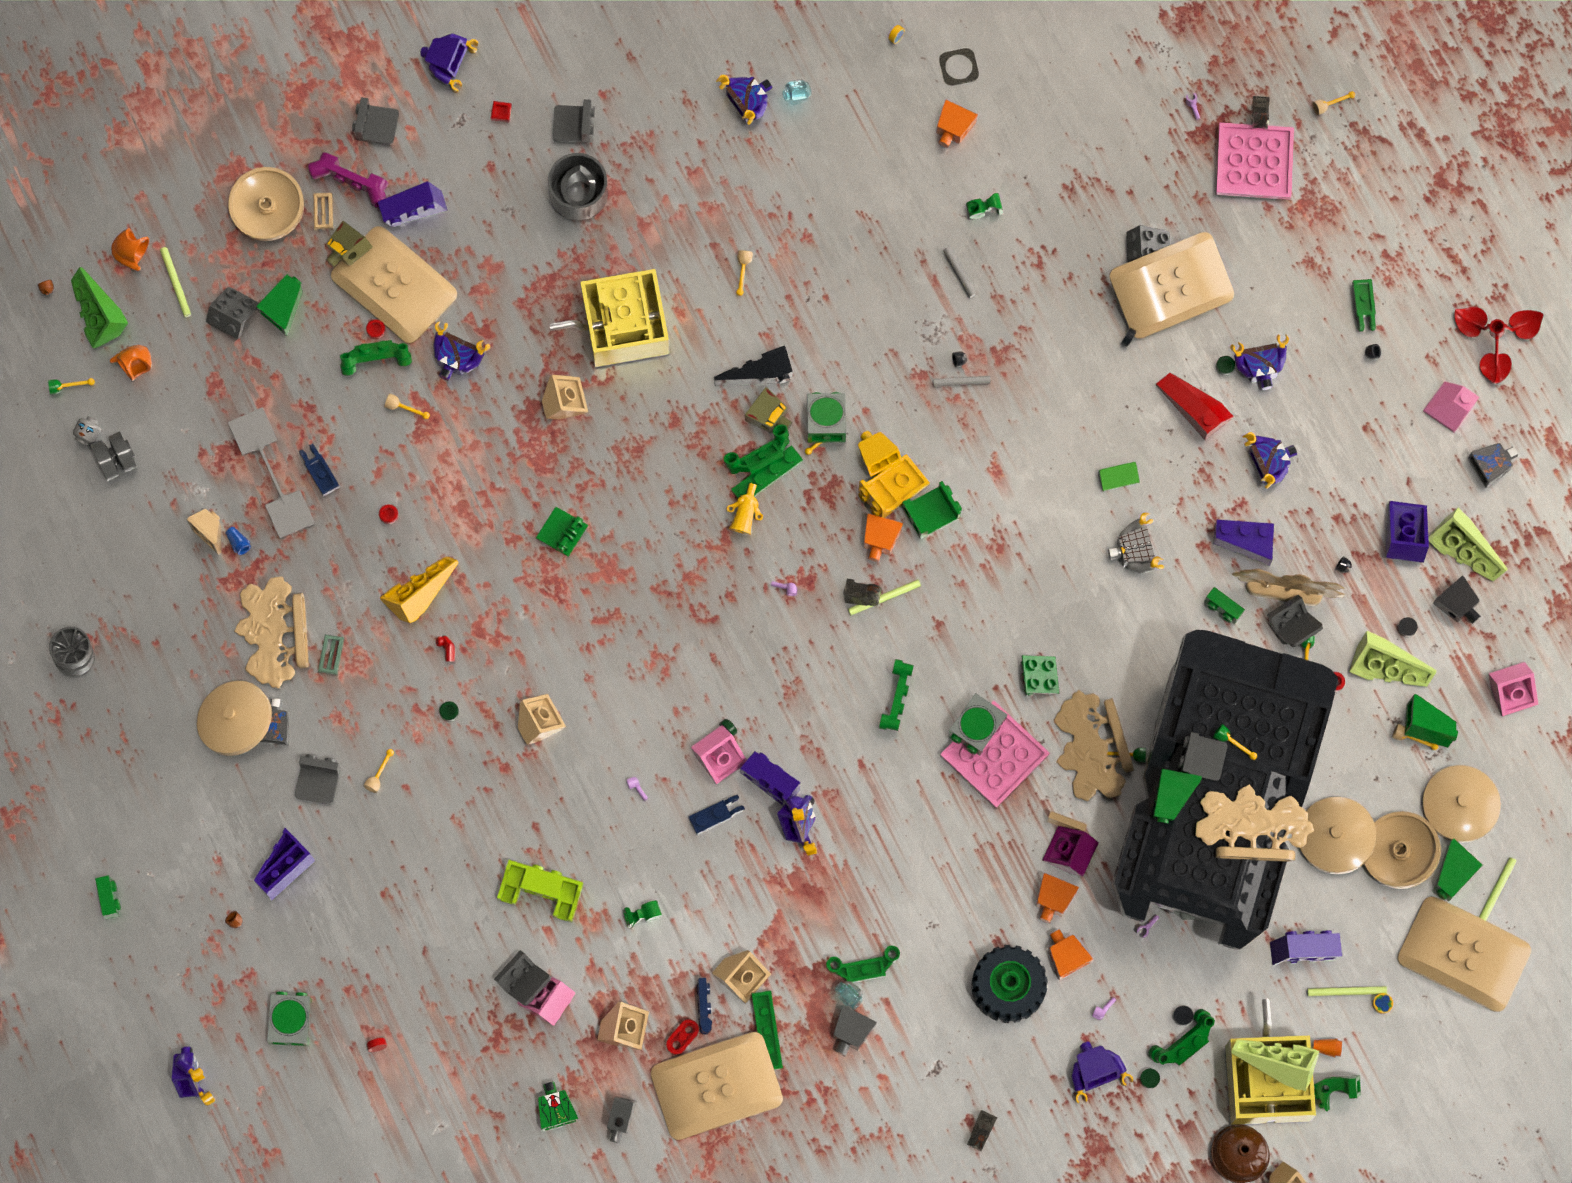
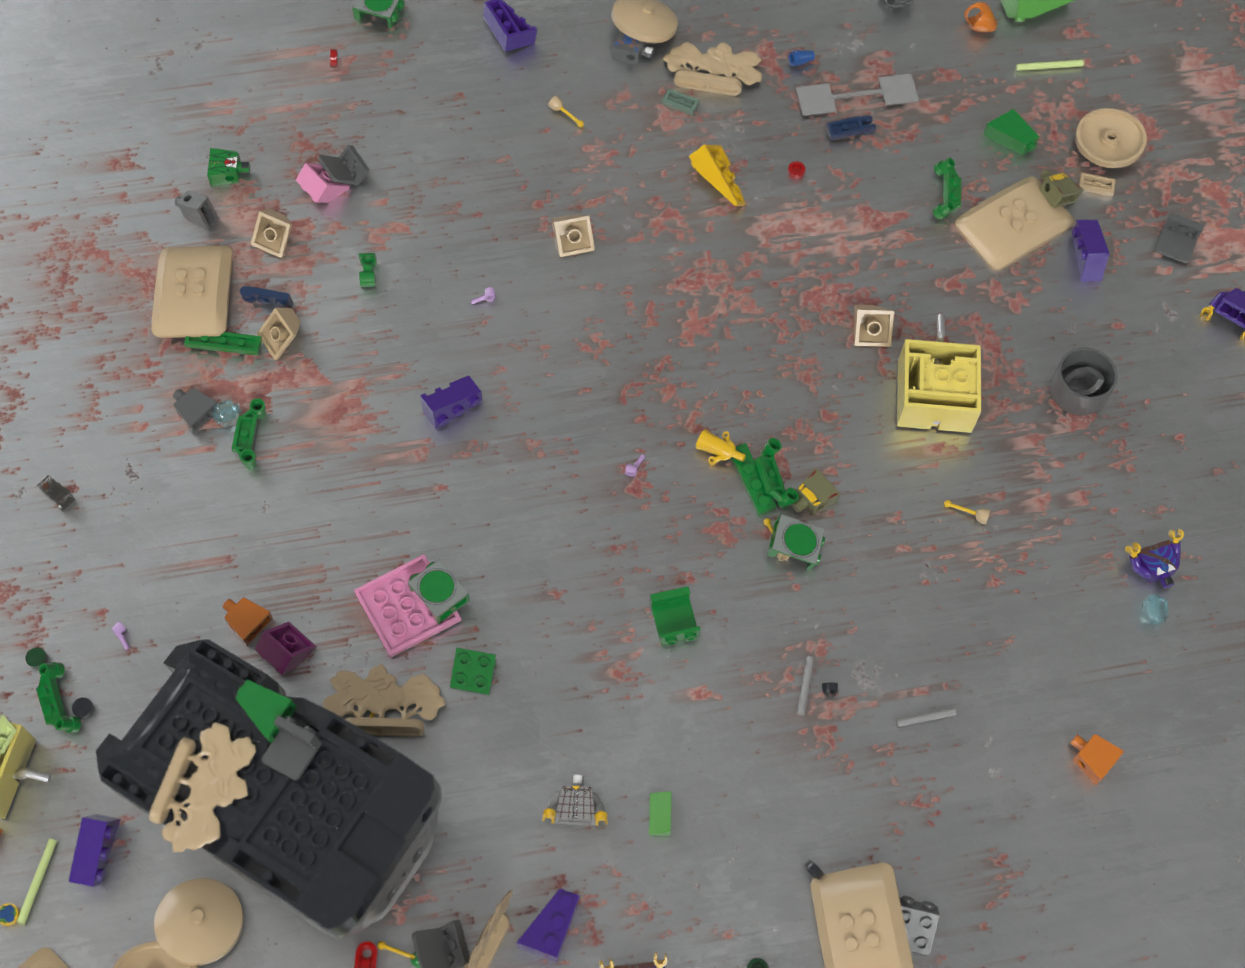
camera: 105 degrees right, 10 degrees down
(128, 249) = (1087, 37): orange piece -> none
(208, 528) = (815, 34): tan slope -> none
(231, 311) = (1014, 94): dark grey bracket -> none
(317, 779) = (573, 67): dark grey bracket -> none
(329, 165) = (1140, 196): magenta plate -> none
(375, 329) = (973, 198): red tile -> none
(393, 403) = (900, 194): hinge -> none
(448, 645) = (657, 184): red arm -> none
(449, 711) = (602, 173): dark green tile -> none
(455, 353) = (936, 248): torso -> none
(501, 111) = (1174, 345): red tile -> none
(543, 884) = (420, 201): lime bracket -> none
(562, 531) = (742, 295): green hinge -> none
(573, 122) = (1153, 401): dark grey bracket -> none
(682, 1037) = (247, 276): red plate -> none
(714, 815) = (436, 350): dark blue hinge -> none
(719, 754) = (491, 366): bright pink slope -> none
(729, 726) = (513, 380): dark green tile -> none
(770, 369) = (861, 502): black wedge -> none
(796, 821) = (402, 410): dark purple torso -> none
(861, 593) = (607, 525): clear smoke leg -> none
(878, 452) = (747, 578): yellow torso -> none
(880, 536) = (661, 560): orange torso -> none
(887, 596) = (598, 551): yellowish green bar -> none
(891, 721) = (486, 529): green plate -> none
(892, 487) = (707, 582): yellow bracket -> none
(896, 34) = (1208, 726): yellow tile -> none
(965, 52) = (1175, 771): clear smoke piece -> none
(977, 208) = (994, 754): green leg -> none
(1009, 984) = (176, 550): black wheel -> none
(1060, 820) = (313, 652): tan tile -> none
(1067, 954) = (185, 614): orange torso -> none
(1096, 1068) = (64, 608): dark purple torso -> none
(1197, 407) = (717, 921): red wedge -> none
(1223, 734) = (306, 778): hinge -> none
(1224, 605) = (480, 883): green piece -> none

